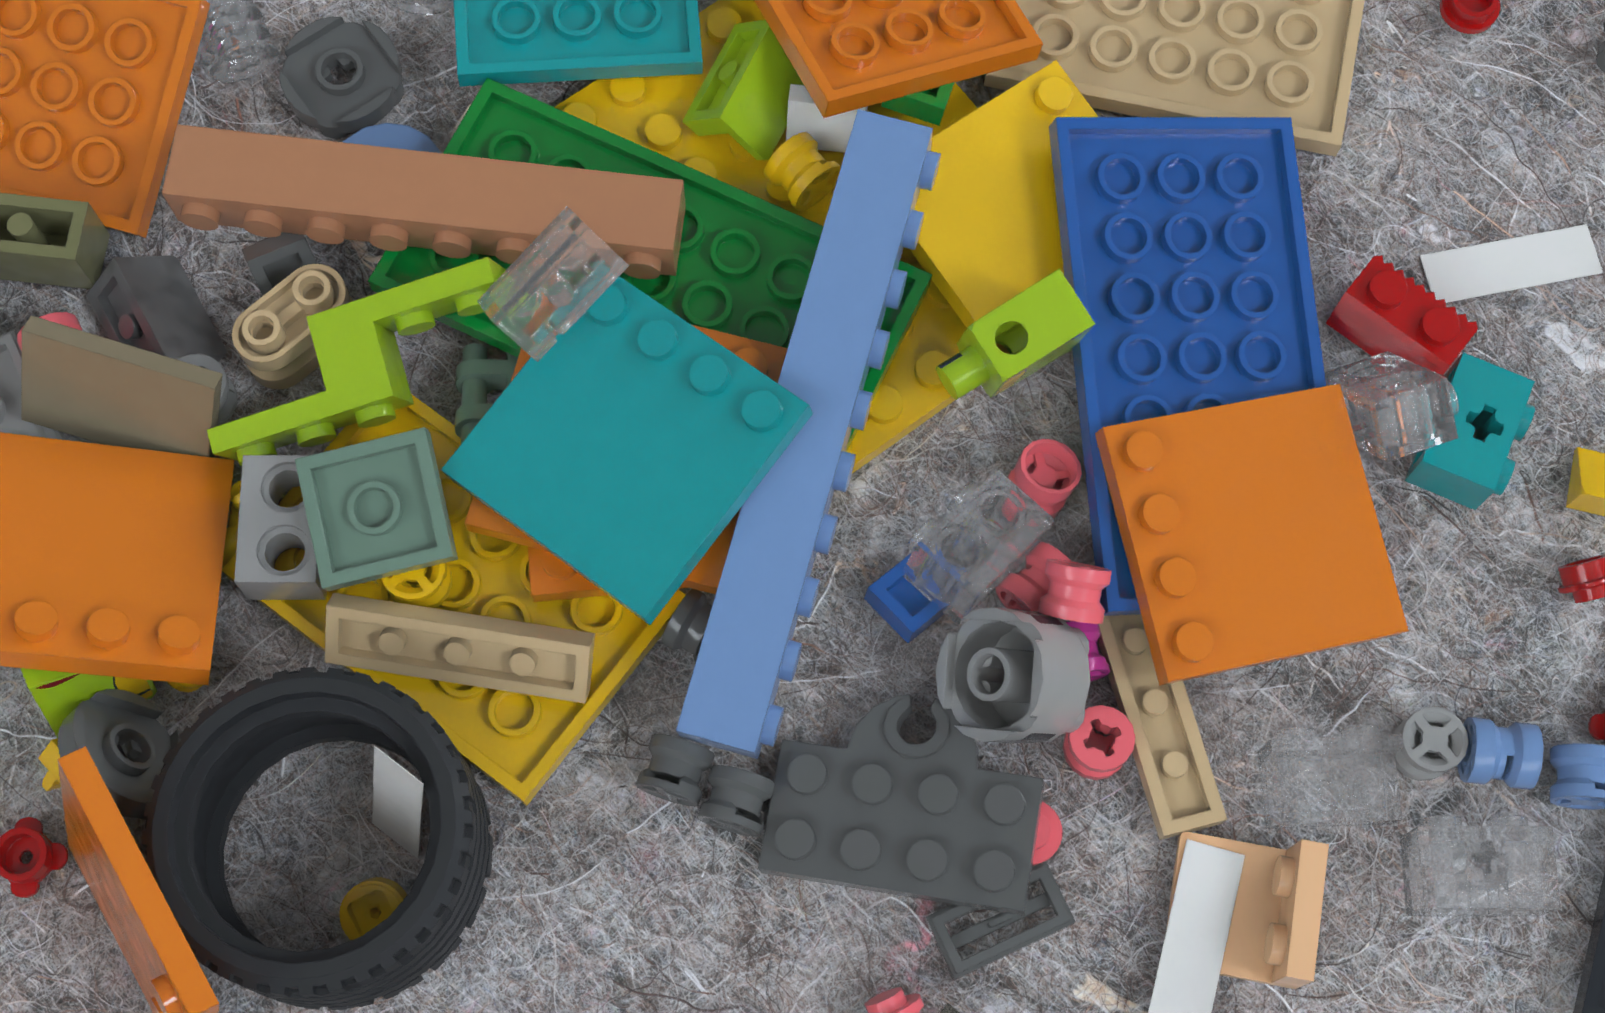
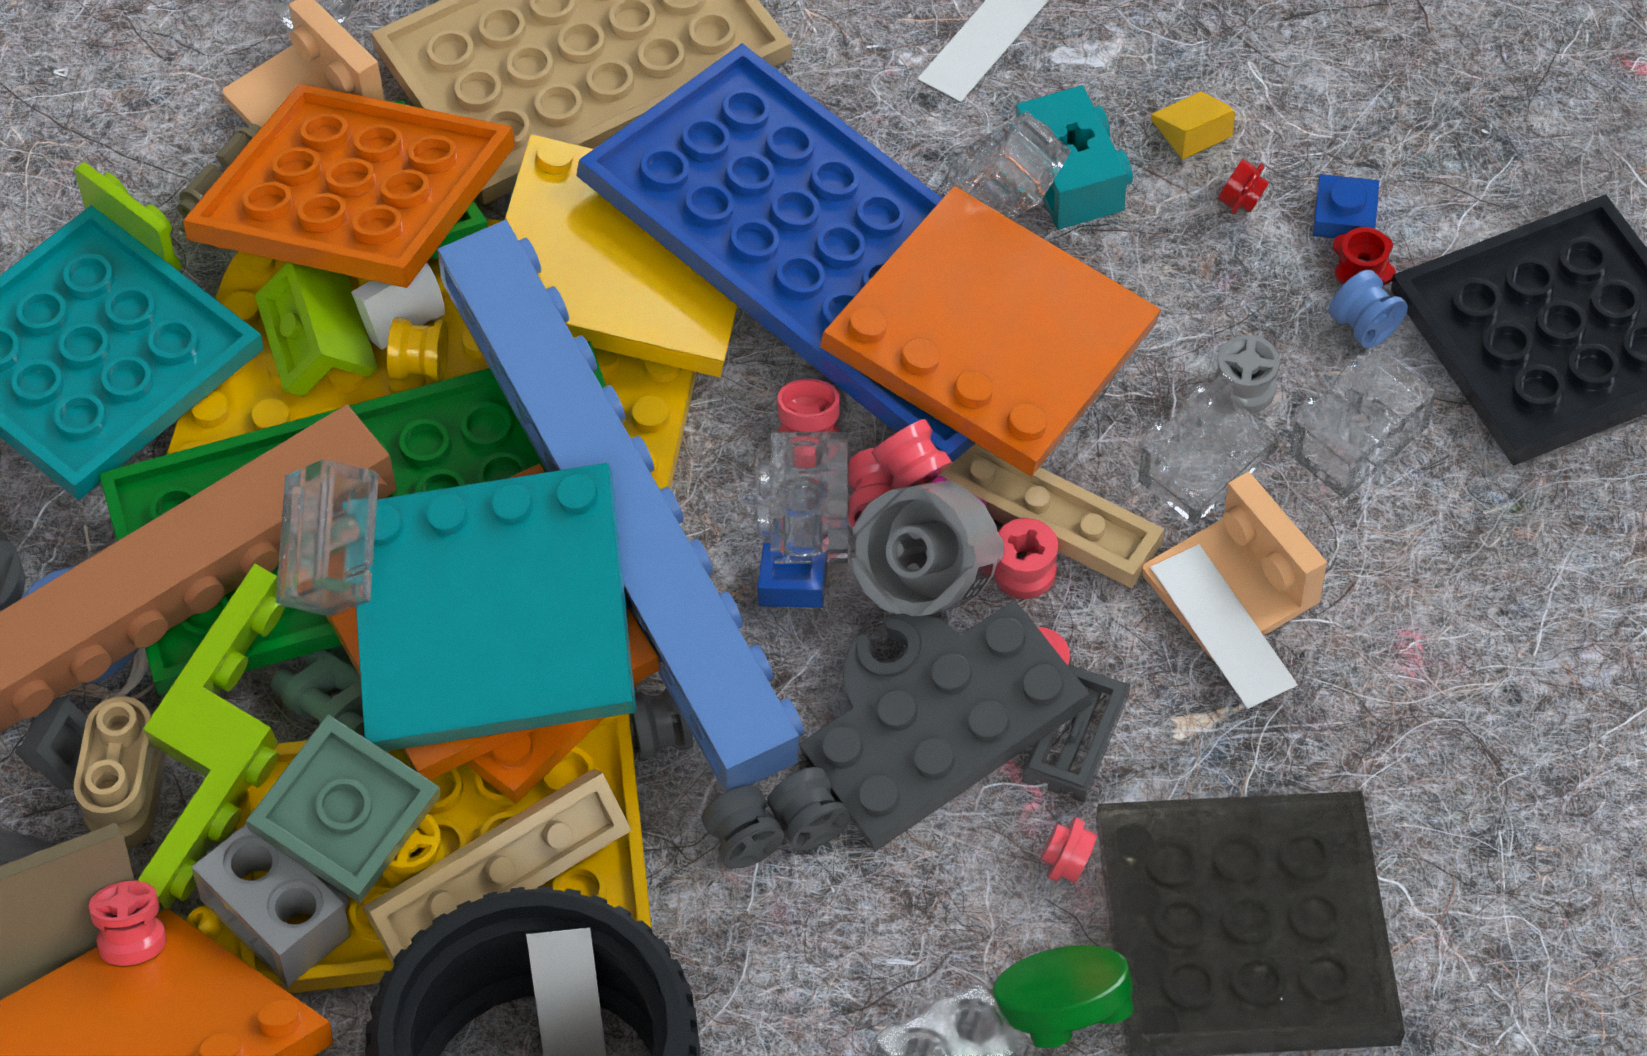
camera: 40 degrees left, 15 degrees down
(175, 455) = (127, 923): none -> coral wheel
(1033, 328) = (702, 329): lime torso -> none
(1394, 315) = (941, 120): red brick -> none
(1502, 753) = (1302, 337): medium blue wheel -> none

